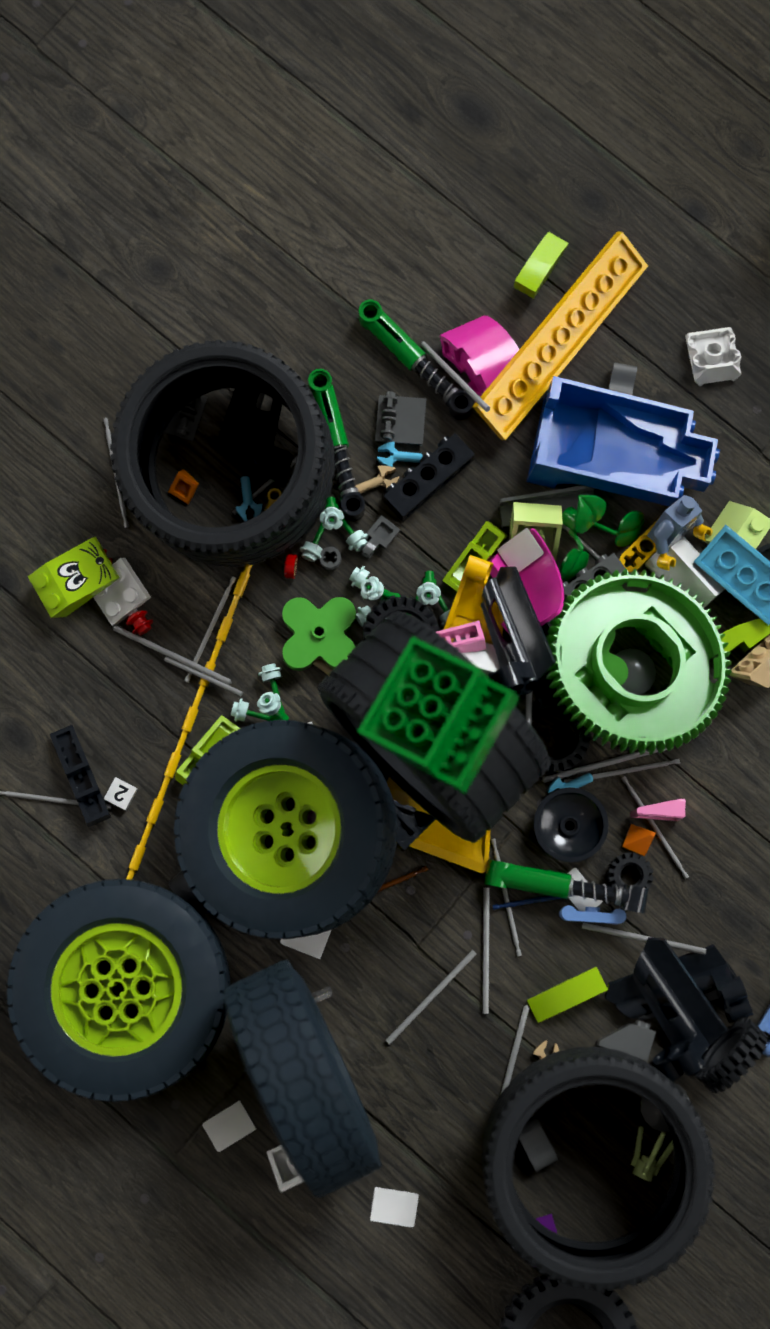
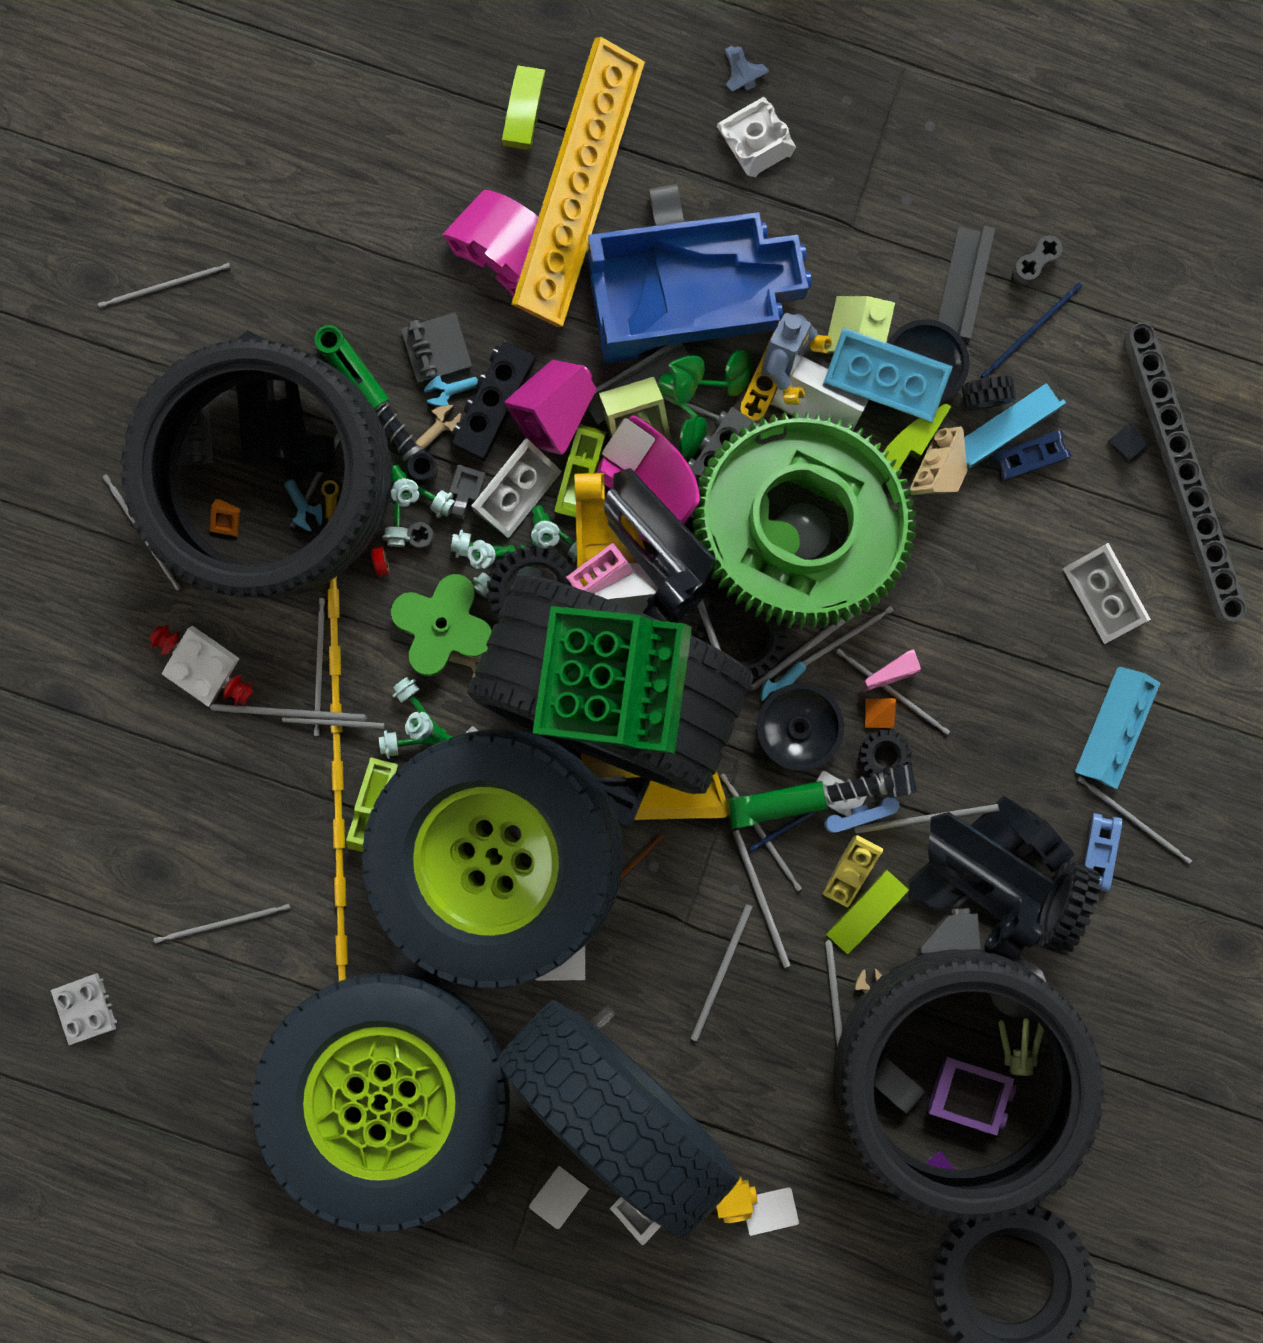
camera: 20 degrees left, 5 degrees up
(73, 578) = (144, 671): lime slope -> none
(80, 776) = (242, 886): black slope -> none
(120, 793) = (294, 887): white tile -> none
(210, 293) = (164, 285): none -> light grey piece
(371, 1188) = (738, 1203): none -> yellow brick
(413, 357) = (421, 270): piece -> none
(419, 550) = (516, 488): none -> white slope
(447, 368) = (470, 272): light grey axle -> none
(473, 496) = (552, 404): none -> dark pink slope
(568, 956) = (852, 870): none -> light yellow slope
(573, 1162) = (942, 1087): none -> medium lavender window
(721, 301) = (742, 72): none -> sand blue piece

